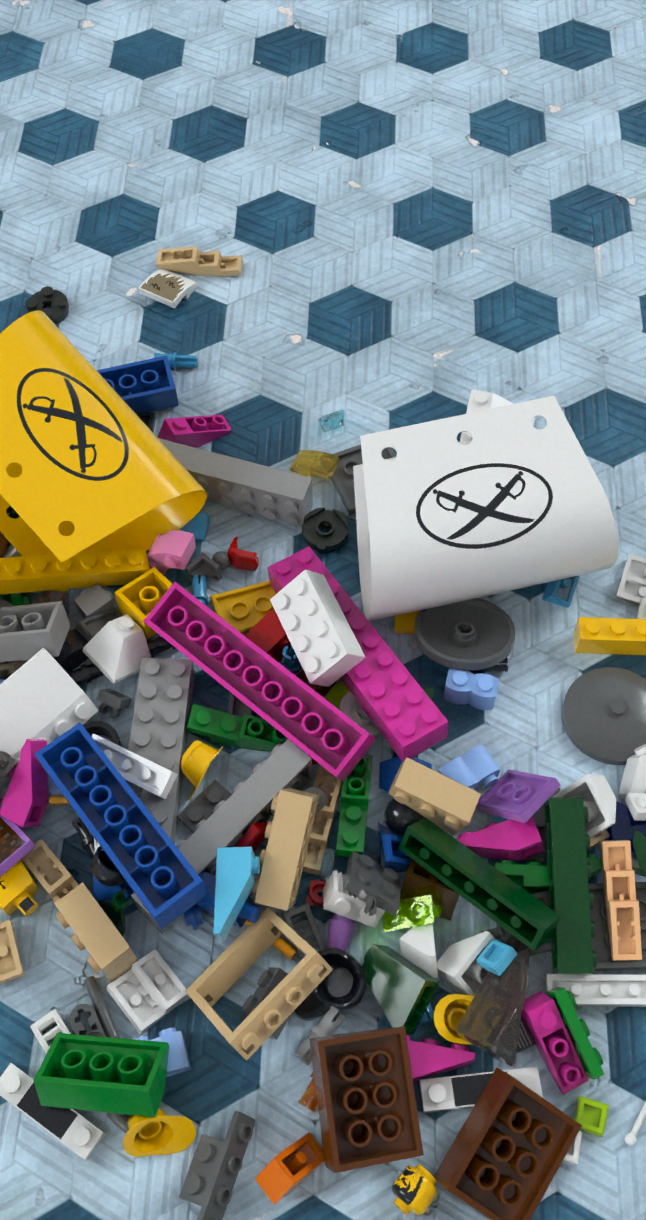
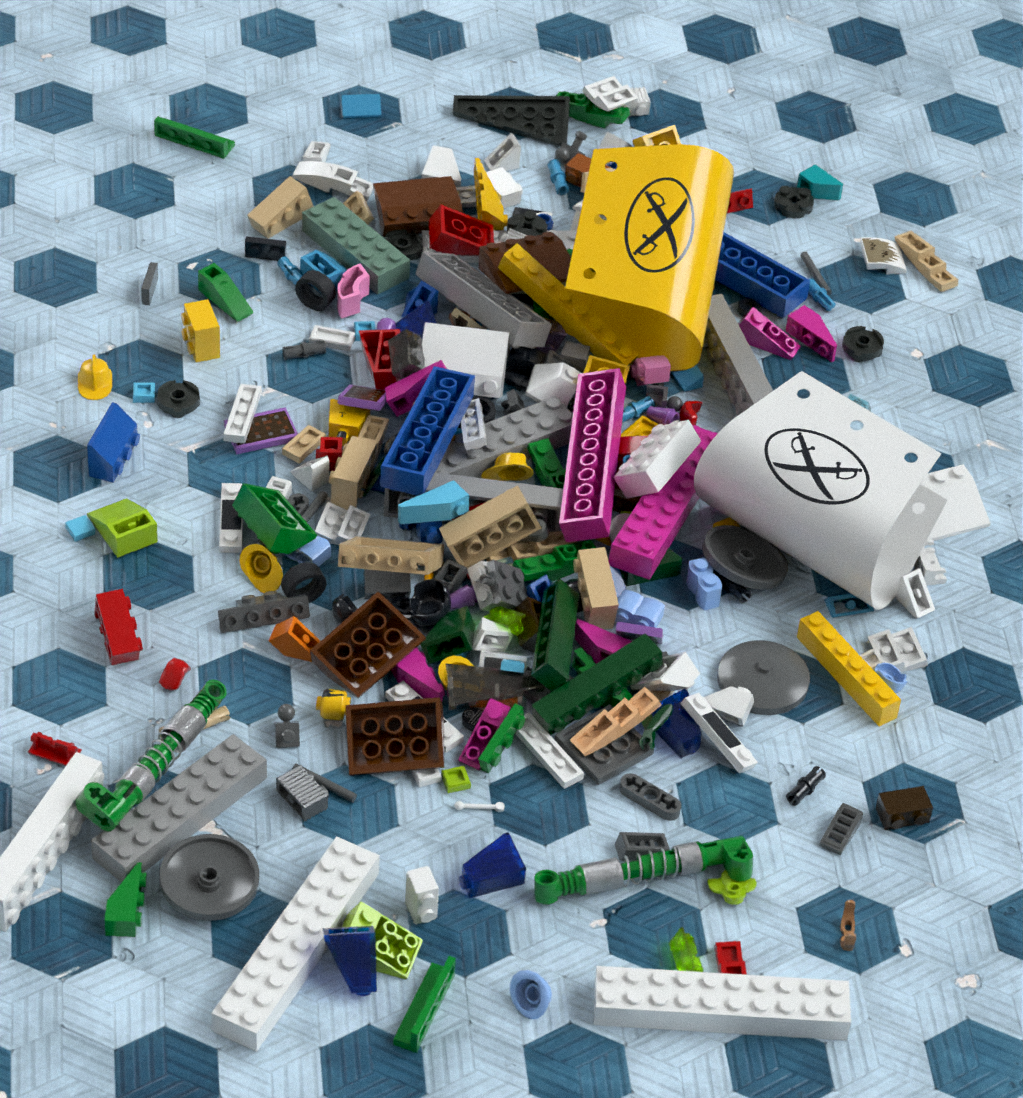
camera: 50 degrees right, 15 degrees down
(40, 930) = (332, 448): none -> red brick
(47, 273) = (820, 183): none -> teal slope
(50, 972) = (313, 473): none -> white slope
(146, 347) = (815, 272): none -> dark grey bar
(216, 394) = (811, 330): none -> dark pink slope
(217, 1103) = (301, 573): none -> black tyre
(227, 580) = (662, 415): none -> medium lavender cone
(259, 377) = (871, 347): none -> pearl dark grey plate
(285, 1076) = (342, 608): none -> black hair

